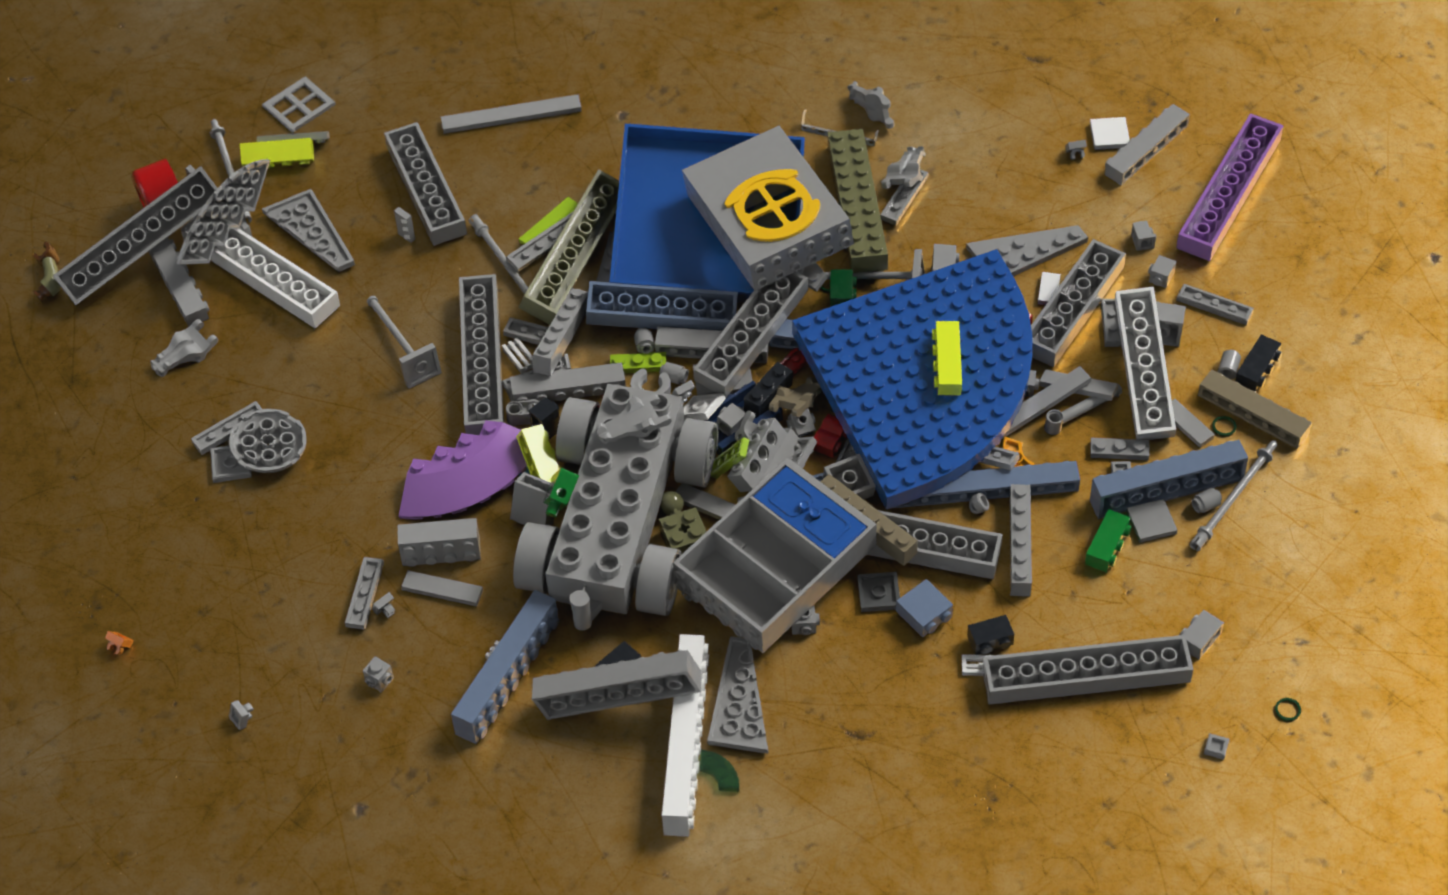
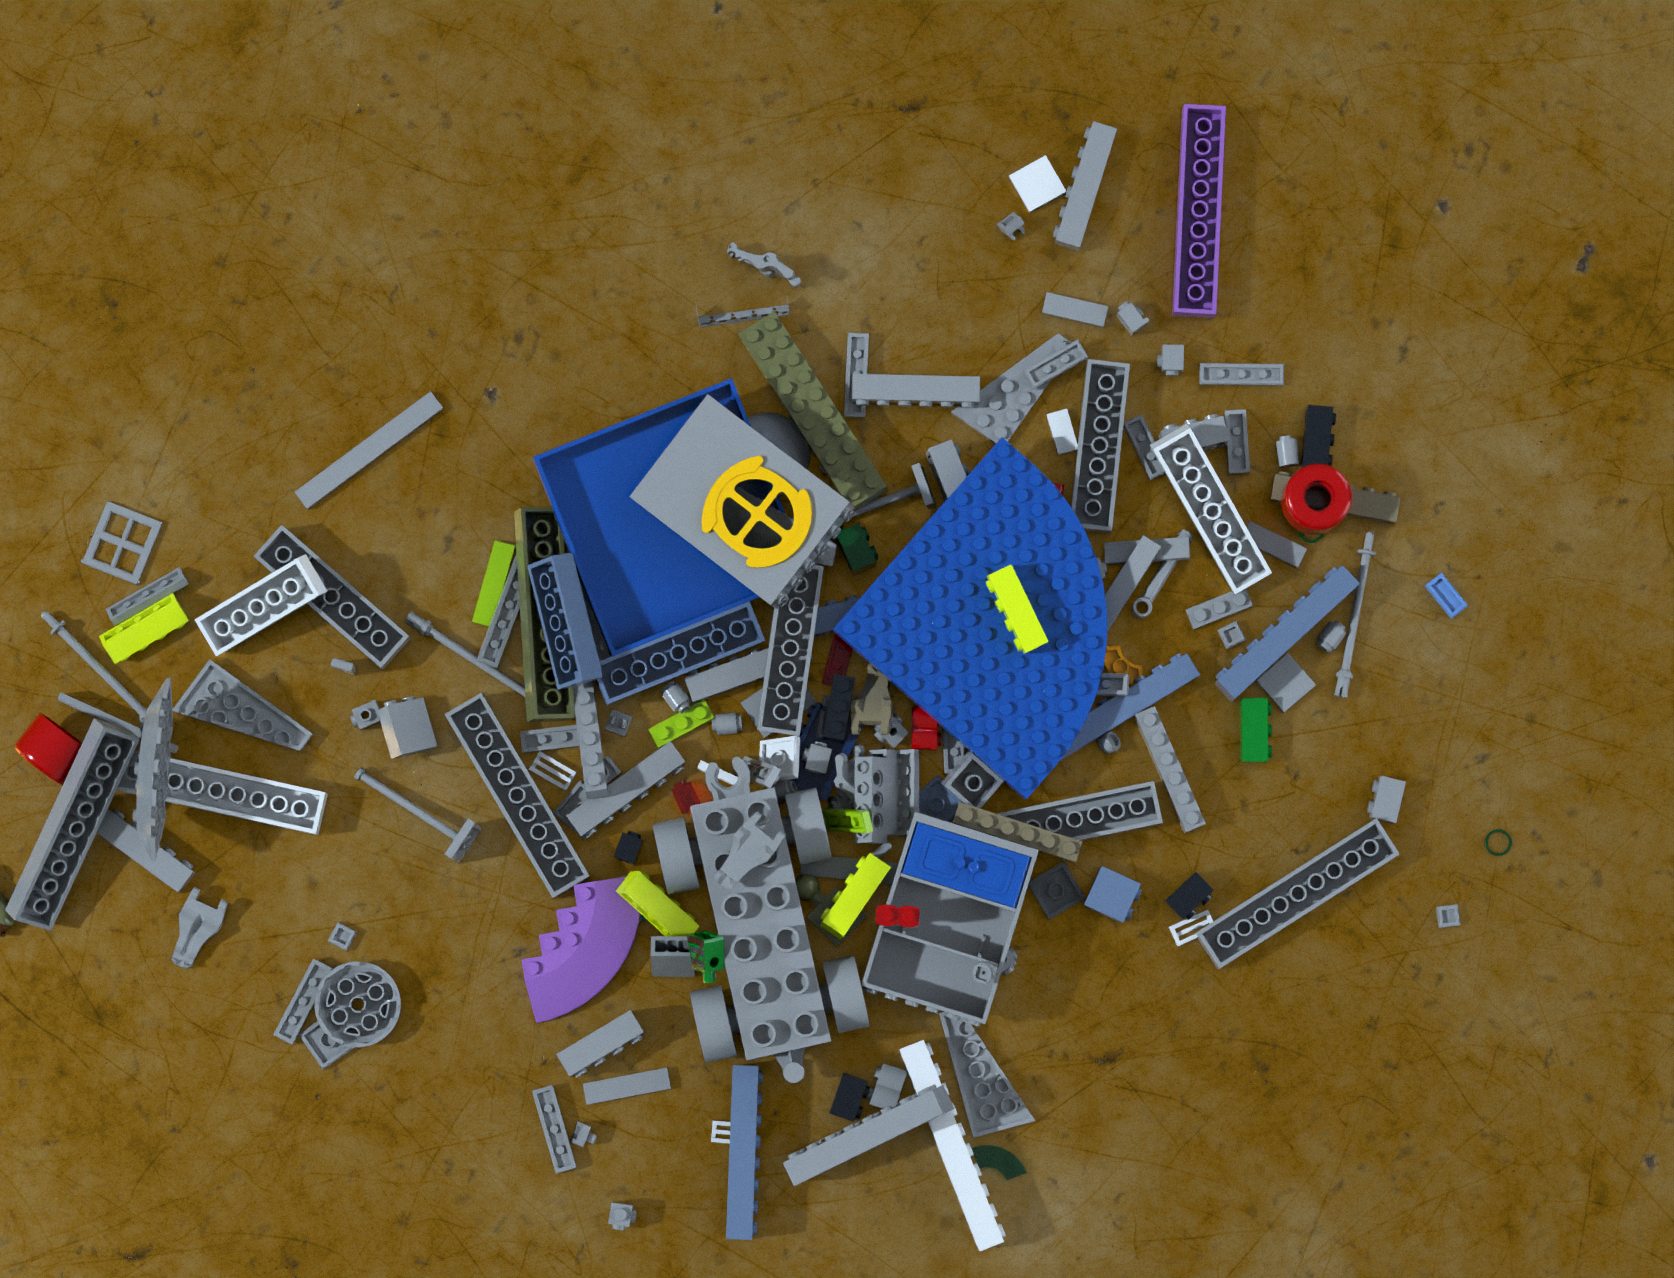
camera: 30 degrees left, 30 degrees up
(288, 399) = (342, 936): none -> light grey tile
(369, 159) = (261, 605): none -> white brick
(402, 266) = (373, 719): none -> light grey brick
(426, 279) = (407, 727): none -> light grey brick
(518, 412) = (600, 842): light grey piece -> none
(586, 240) = (565, 621): none -> sand blue brick
(589, 343) = (618, 723): none -> light grey tile
(701, 514) = (855, 896): none -> neon yellow brick
(731, 518) = (890, 915): none -> red brick
(781, 590) = (983, 972): none -> light grey tile
(907, 170) = (844, 344): light grey animal -> none
(945, 213) = (915, 389): none -> light grey brick
(1065, 239) = (1055, 364): none -> light grey tile
(1099, 217) = (1075, 309): none -> light grey tile
(1189, 343) = (1238, 442): none -> light grey plate
(1235, 402) = (1310, 520): none -> red piece
(1321, 512) = (1446, 595): none -> medium blue tile

